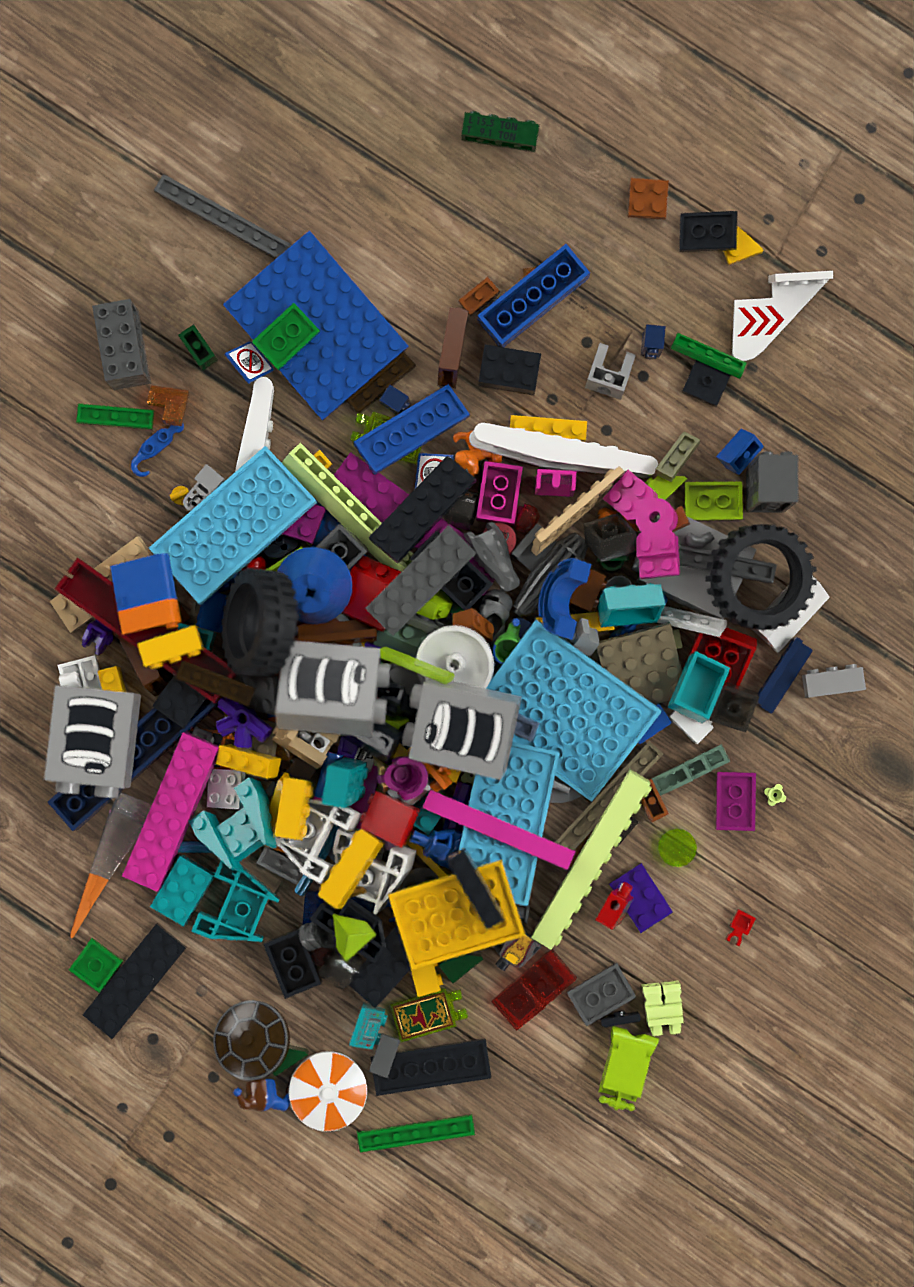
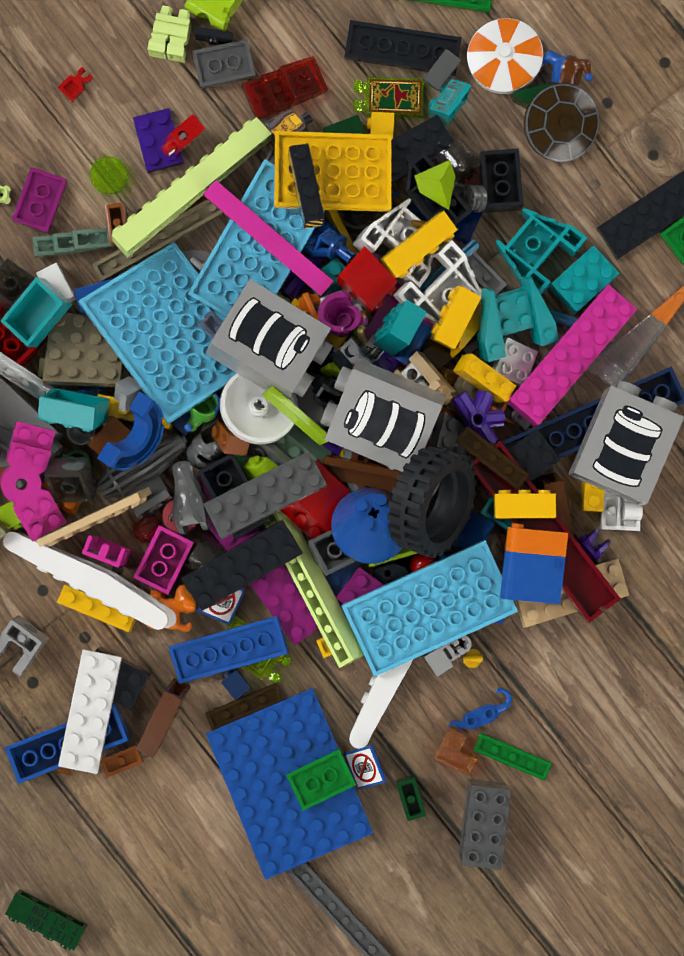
camera: 160 degrees left, 0 degrees up
(521, 330) = (90, 711): none -> white plate

